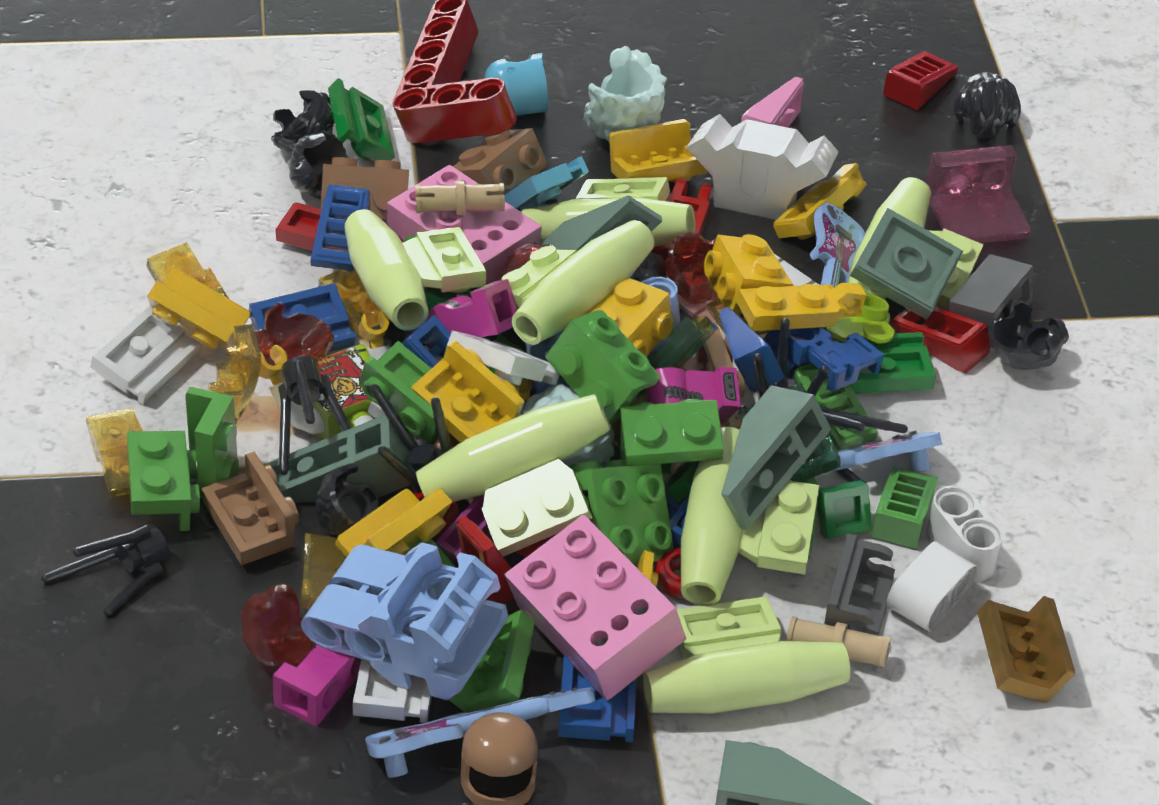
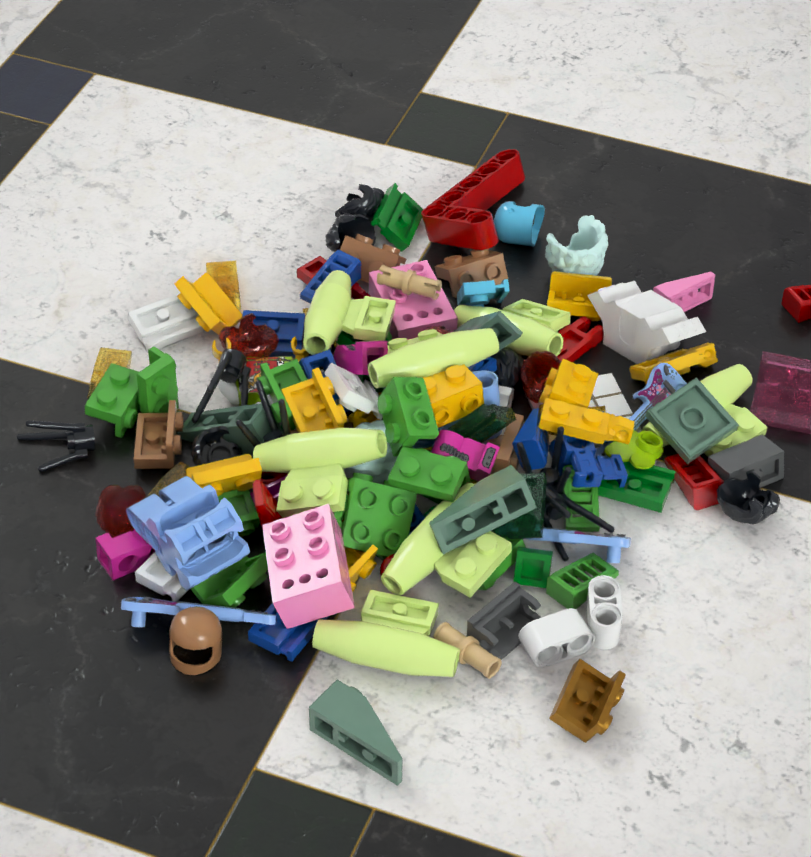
camera: 30 degrees right, 0 degrees up
(241, 370) = (196, 358): clear yellow slope -> none

